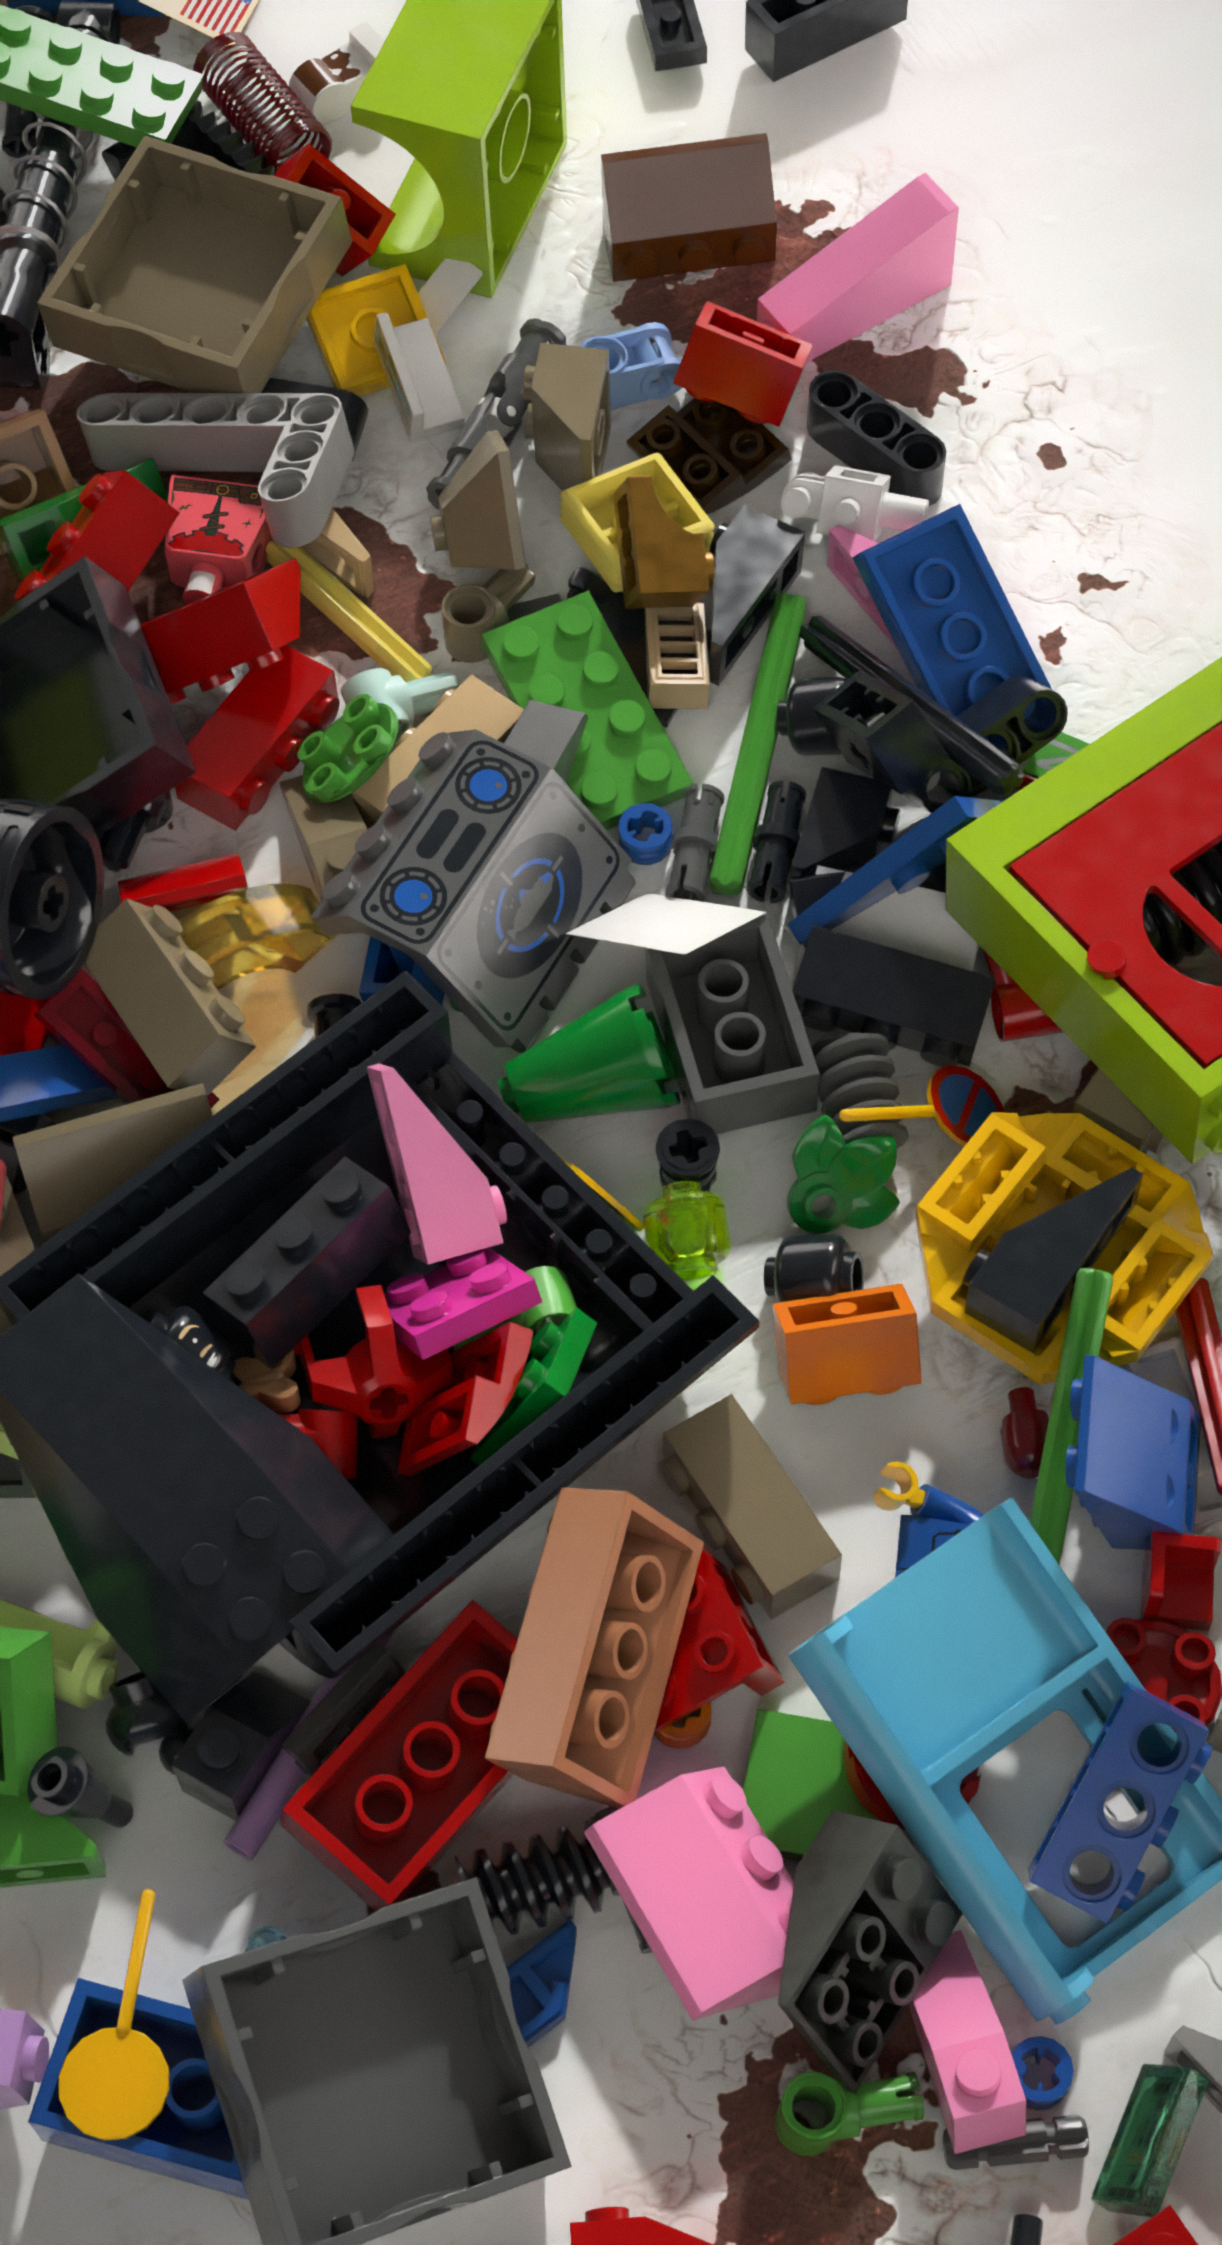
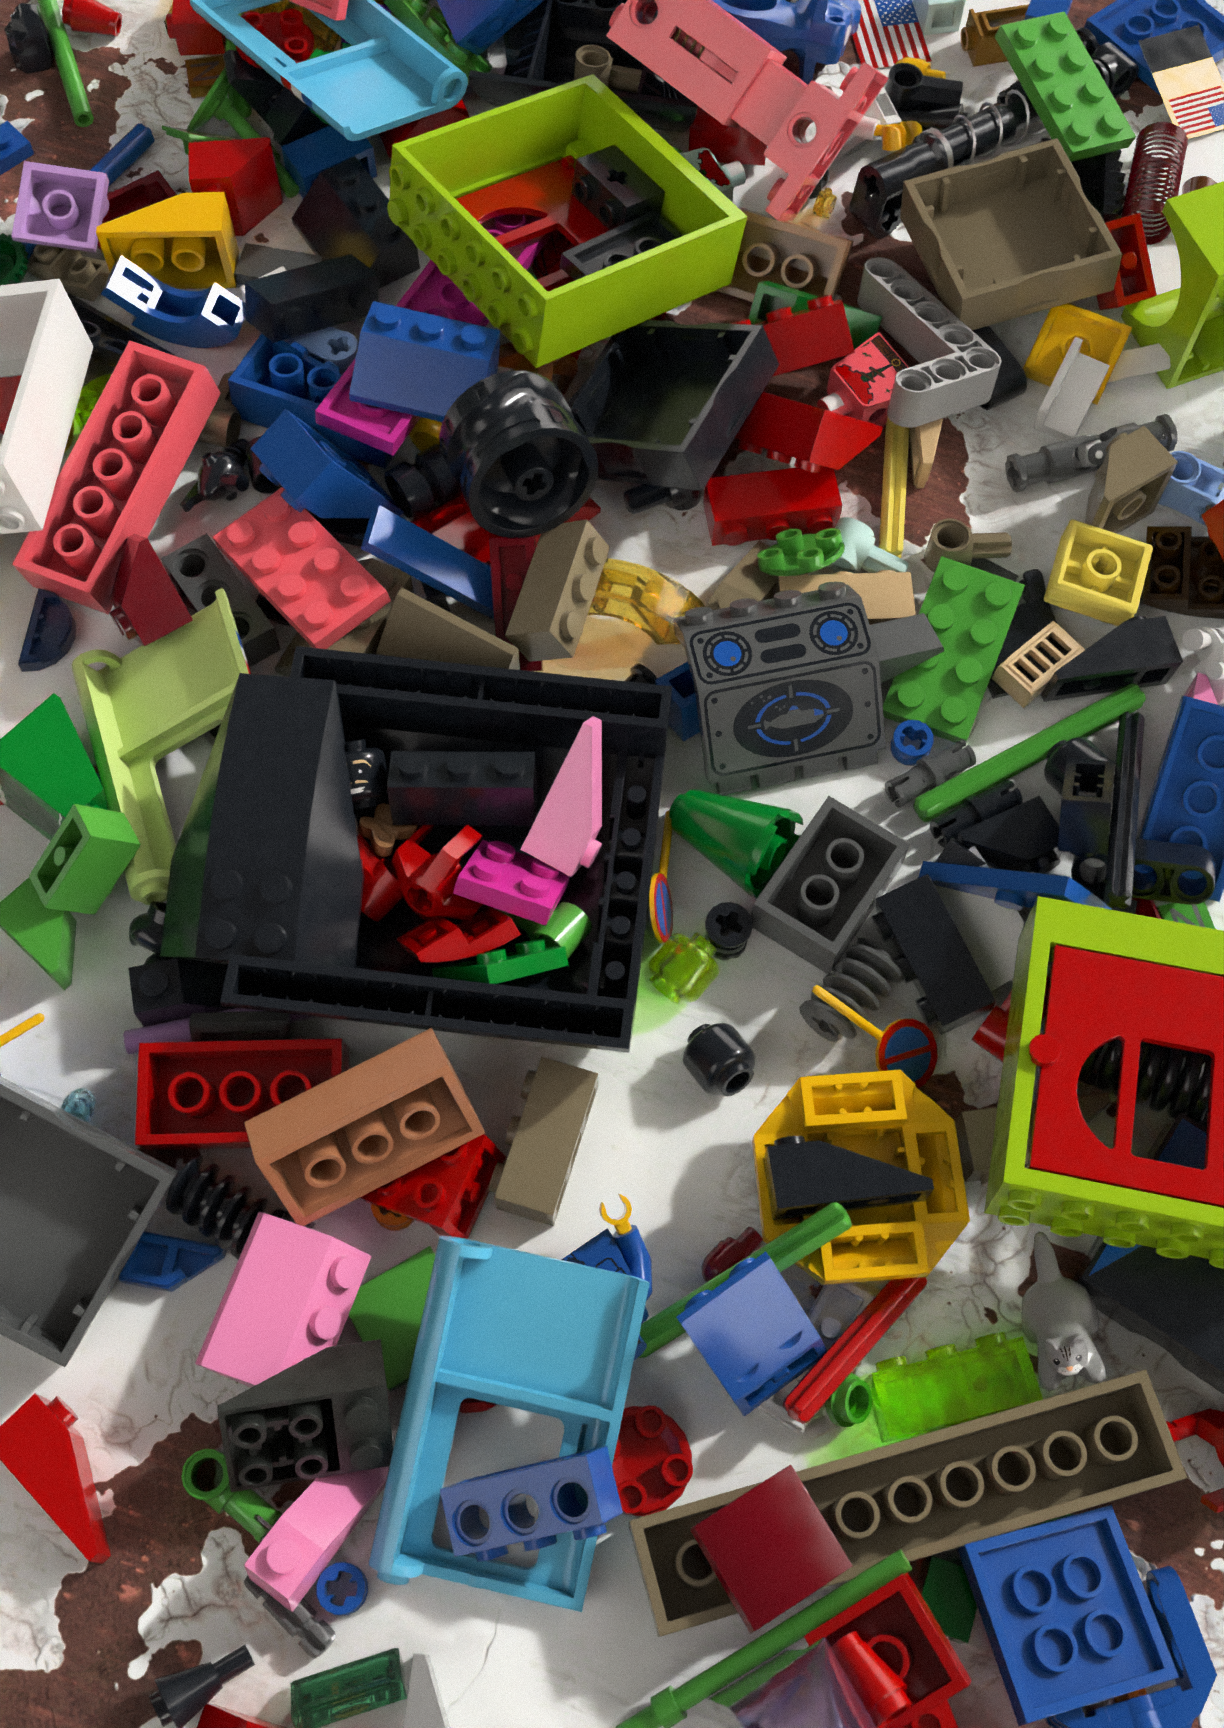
camera: 45 degrees right, 5 degrees up
(69, 1787) = (74, 929): black cone -> none
(187, 884) = (642, 545): red slope -> none
(480, 511) = (1014, 493): dark tan slope -> none
(657, 557) = (1078, 602): pearl gold arch -> none
(666, 923) = (855, 797): white sticker -> none
(846, 1172) = (796, 1025): green plate -> none
(847, 1344) = (689, 1110): orange brick -> none
(1179, 1579) = (714, 1424): red panel -> none

